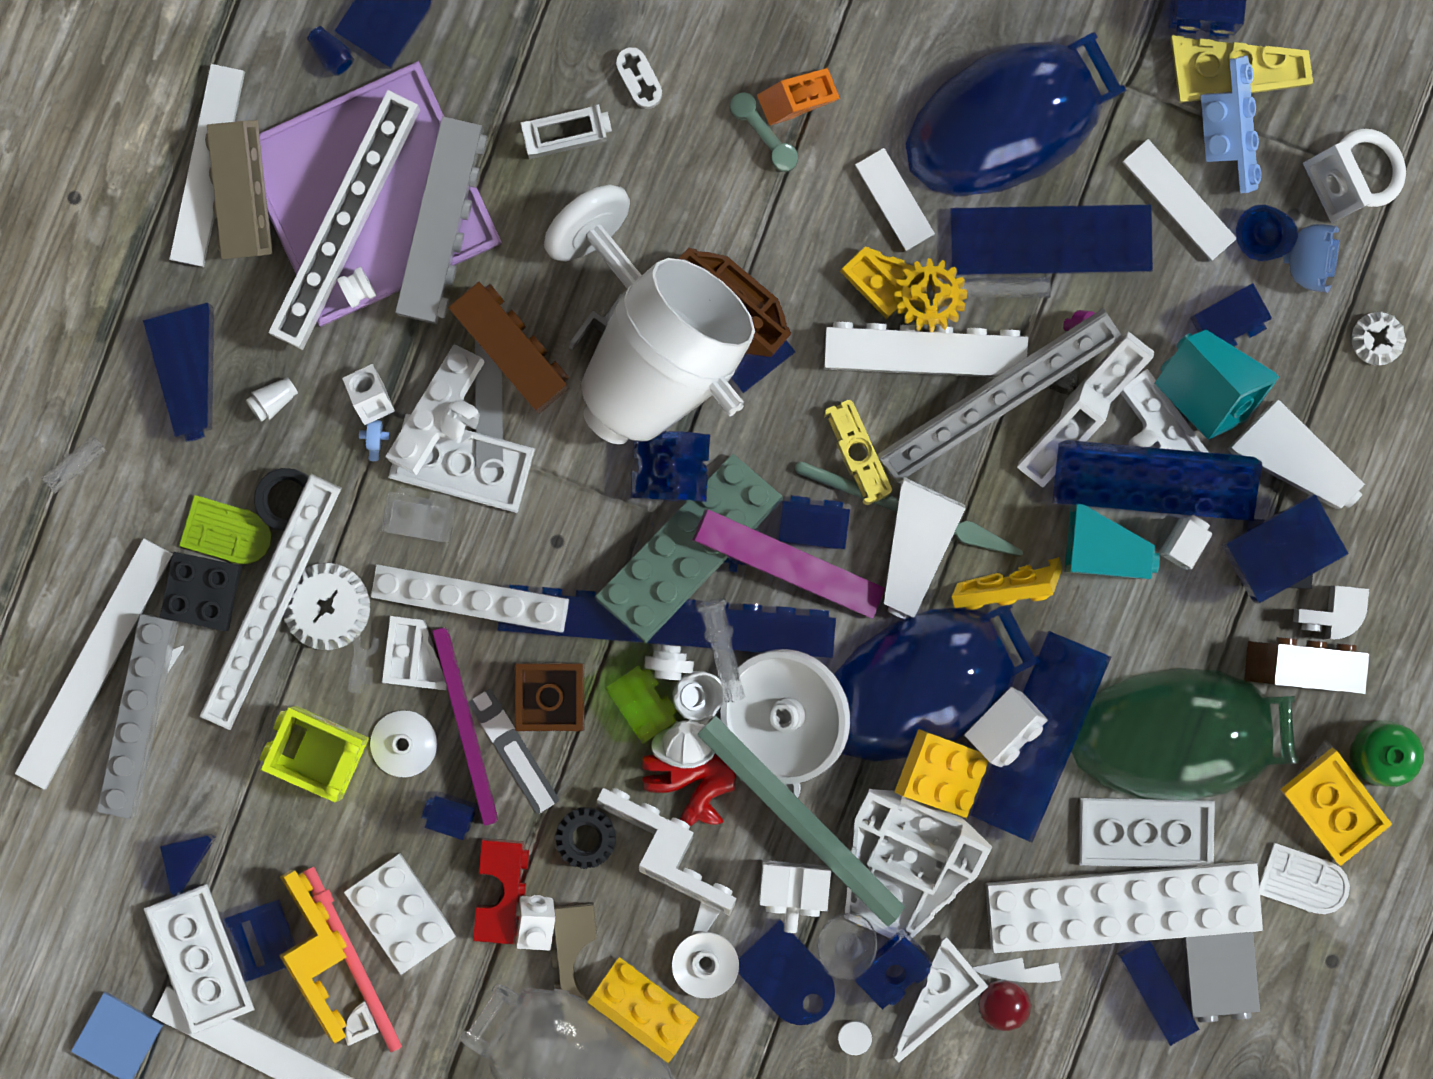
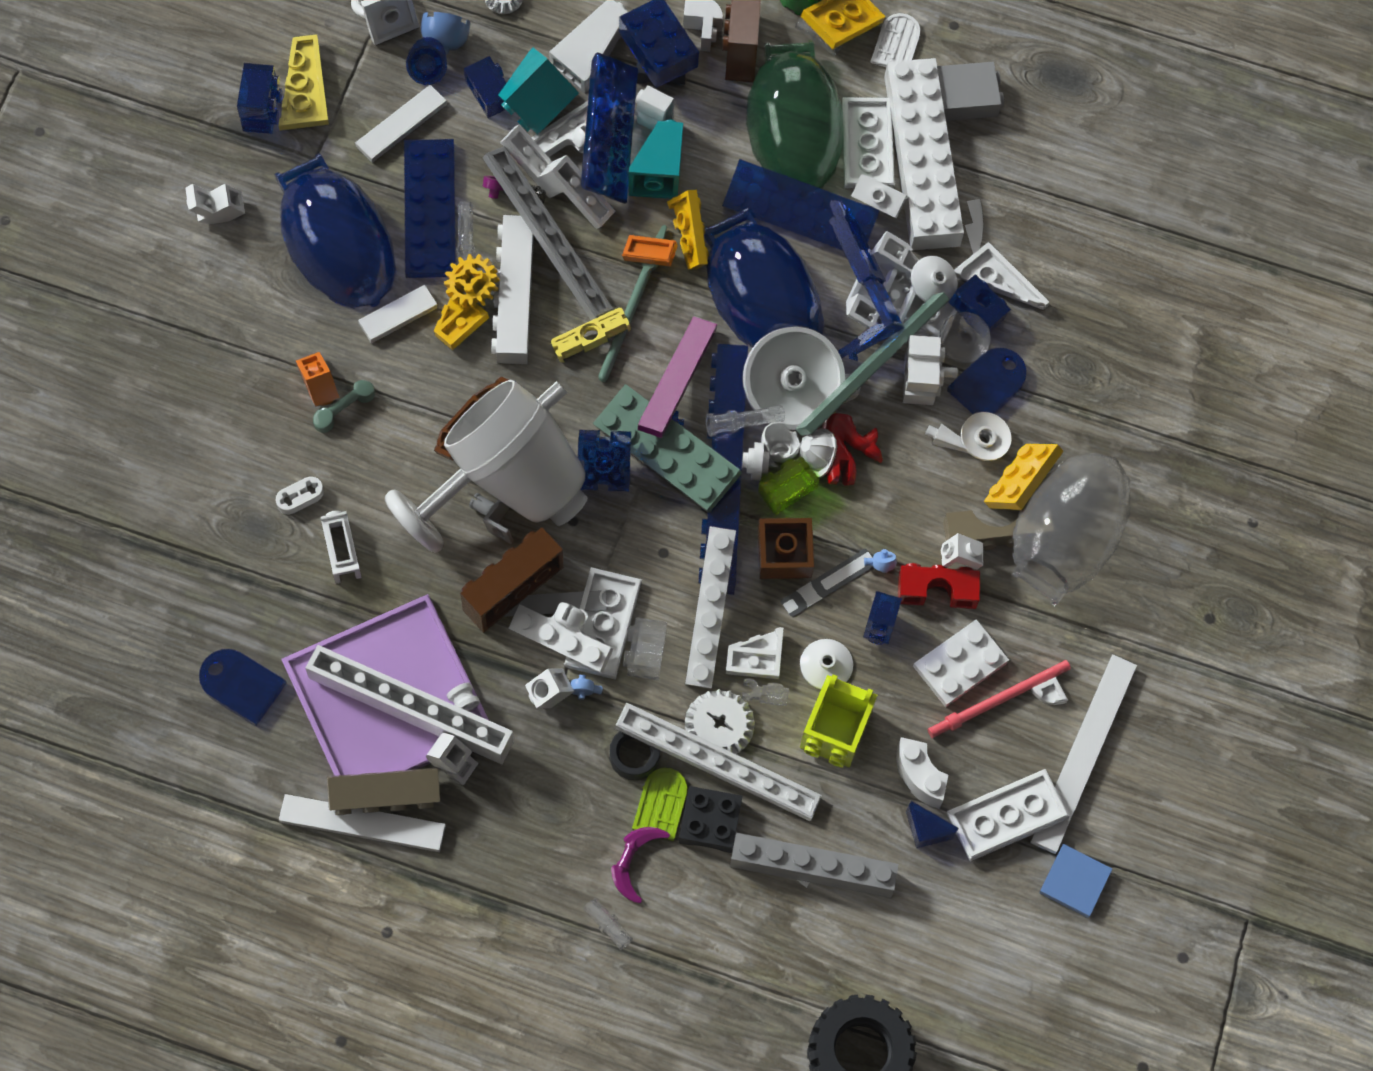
camera: 100 degrees left, 20 degrees down
(94, 664) = (772, 905): white tile -> none
(141, 480) = (620, 871): none -> magenta piece
(184, 363) = (524, 835): clear blue slope -> none
(250, 852) = (919, 773): none -> white brick
(271, 399) = (553, 767): white cone -> none
(271, 935) = (986, 758): clear blue plate -> none
(275, 272) = (452, 757): none -> white brick
(314, 955) = (999, 720): yellow bracket -> none
(331, 52) = (271, 725): clear blue cone -> none
(440, 220) = (410, 634): light grey brick -> none
(465, 726) = (807, 614): magenta tile -> none
(536, 822) = (882, 561): none -> light blue piece
(565, 843) = (893, 539): black tyre -> none
(666, 850) = (900, 462): white bracket -> none
(814, 524) = (646, 364): clear blue brick -> none
(854, 1037) = (1032, 335): white tile -> none
(919, 541) = (661, 290): white slope -> none
(929, 817) = (868, 274): none -> clear blue hinge
(931, 896) = (924, 277): none -> white dish
(942, 774) = (829, 268): yellow plate -> none
(981, 532) = (650, 250): none -> orange tile
(1005, 1005) = (1001, 233): dark red hair -> none
(1006, 728) = (795, 225): white brick -> none
(1053, 843) = (879, 195): none -> white brick
(1158, 991) = (984, 130): clear blue brick -> none
(1230, 125) = (347, 87): light blue bracket -> none

